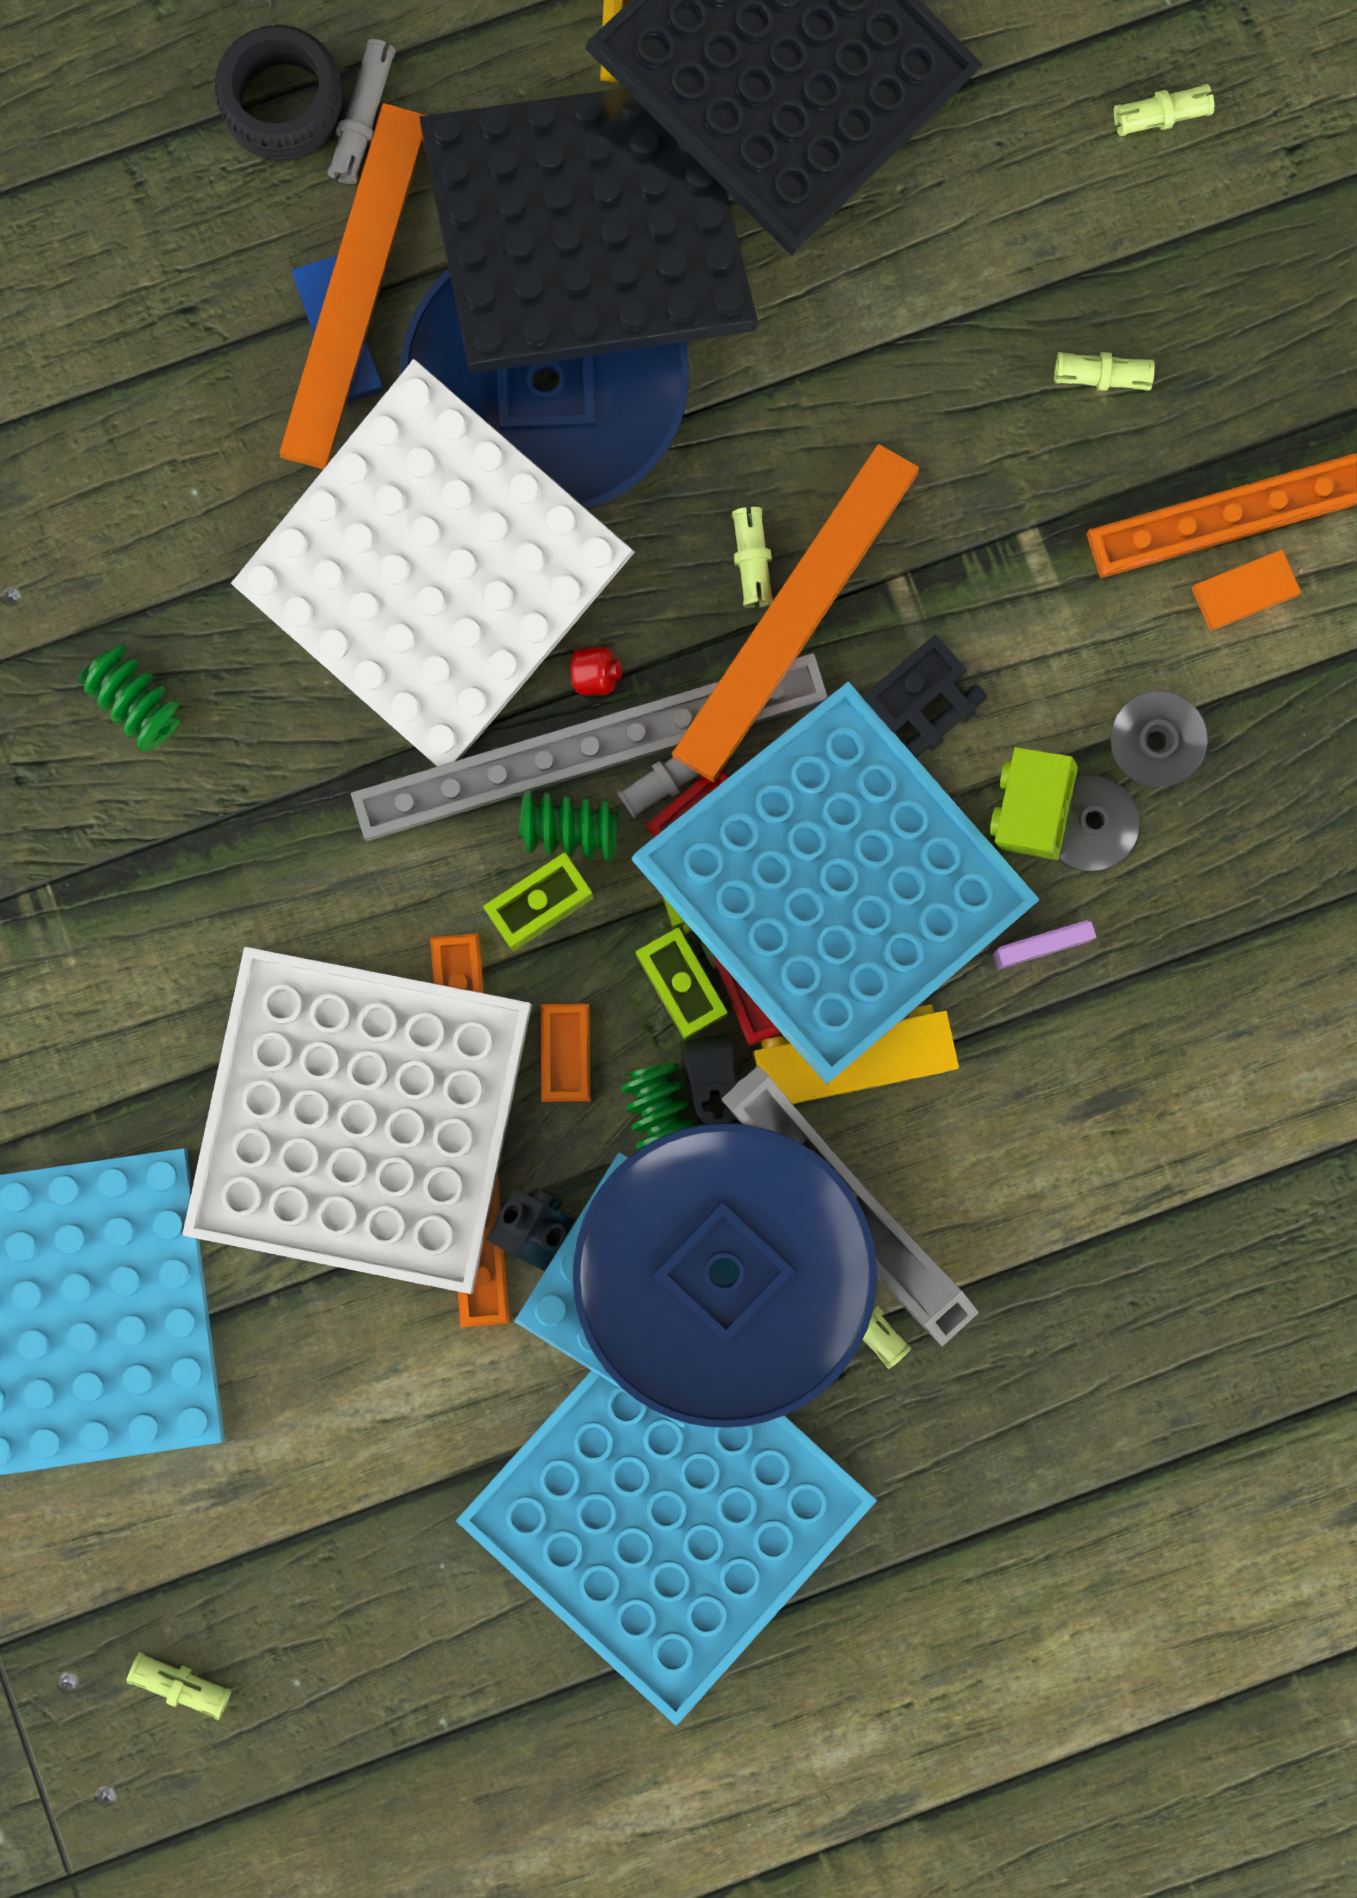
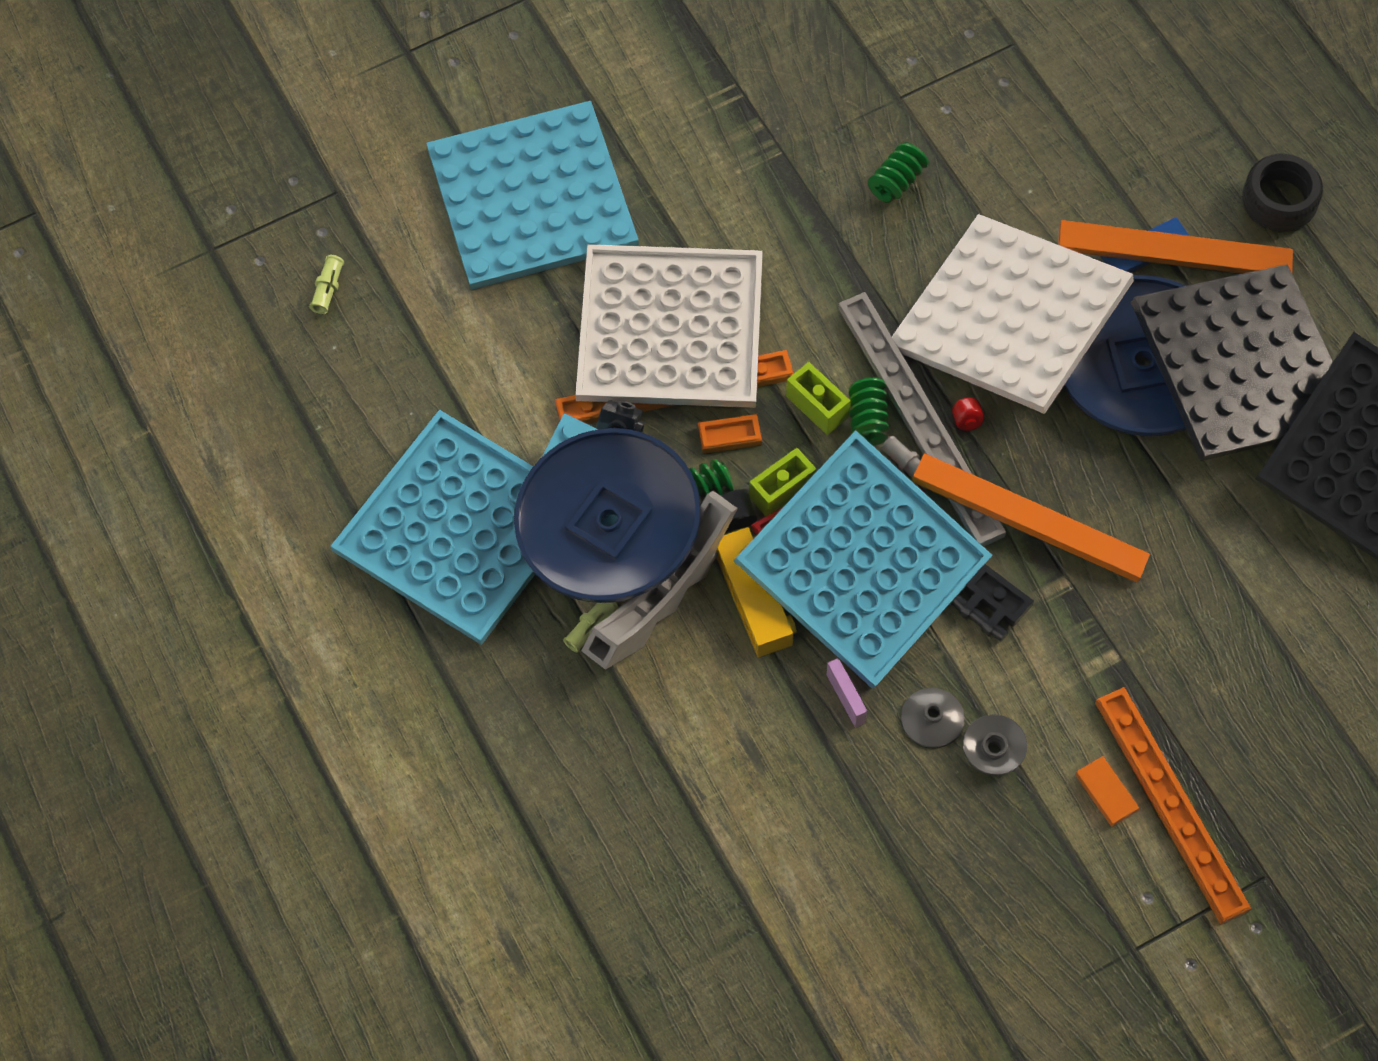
camera: 85 degrees right, 20 degrees down
(356, 129) = (1285, 239): light grey pin -> none
(752, 557) = (1061, 492): yellowish green pin -> none
(1034, 803) = (936, 674): lime brick -> none
(1104, 371) = (1232, 683): yellowish green pin -> none

